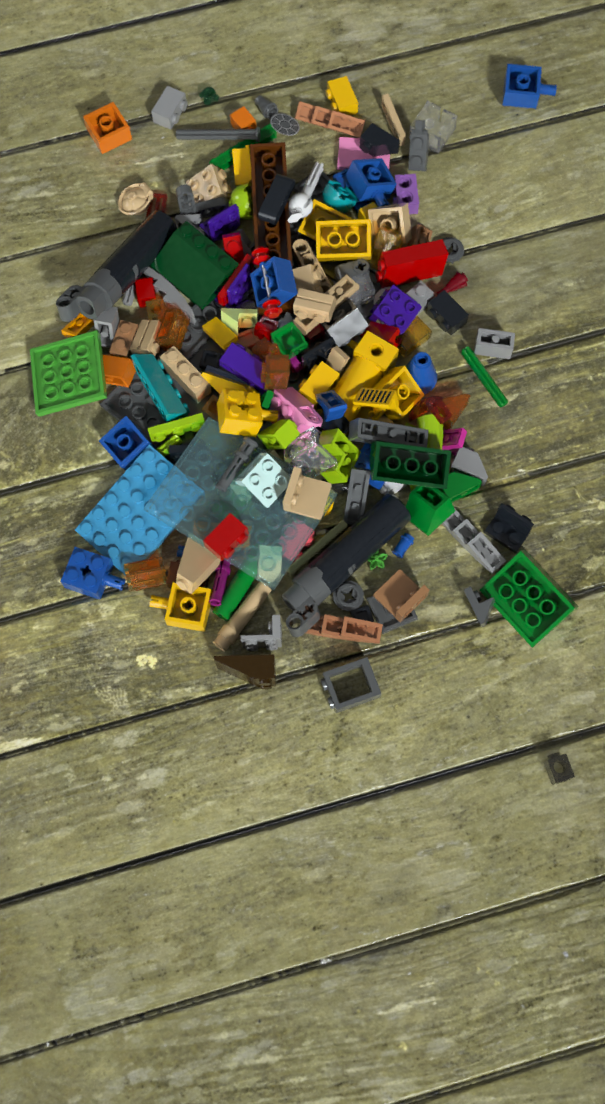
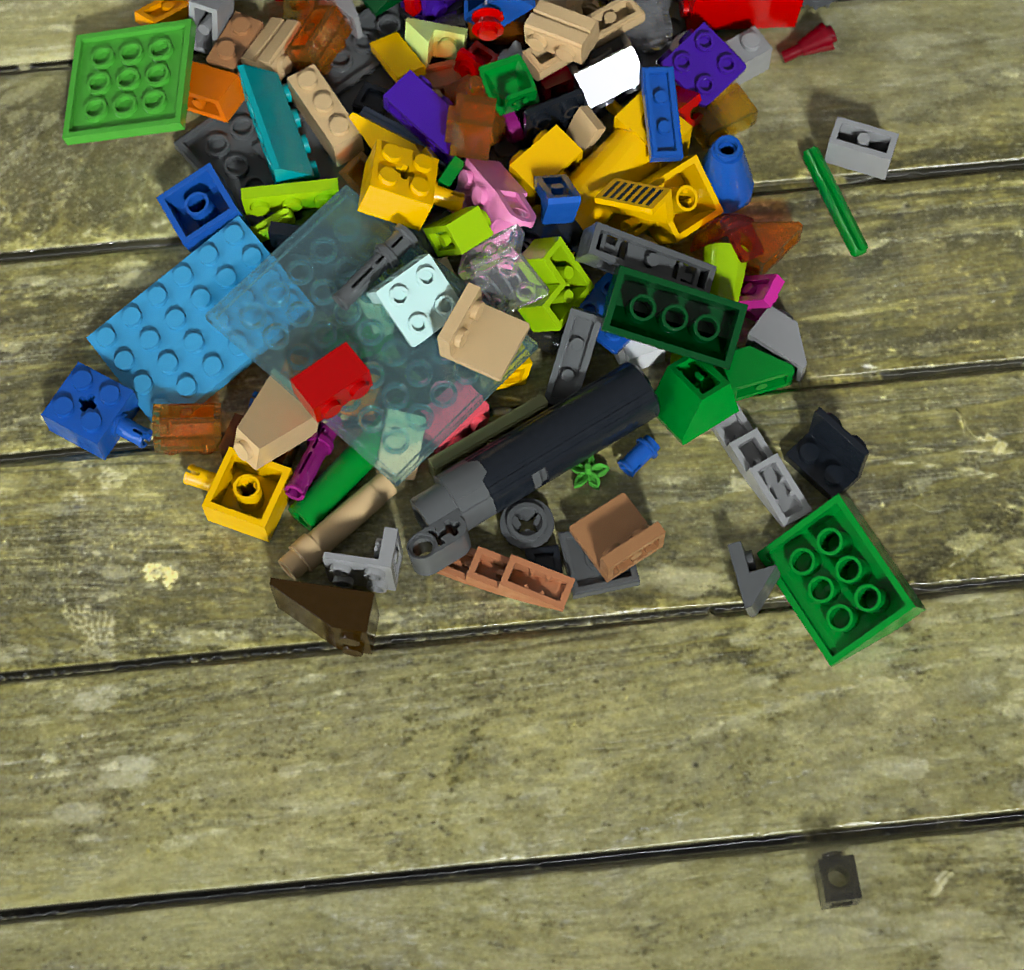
camera: 10 degrees right, 5 degrees down
(375, 692) = (506, 702): dark grey window -> none
(380, 345) = (661, 114): none -> blue tile
(447, 313) = (791, 87): black brick -> none

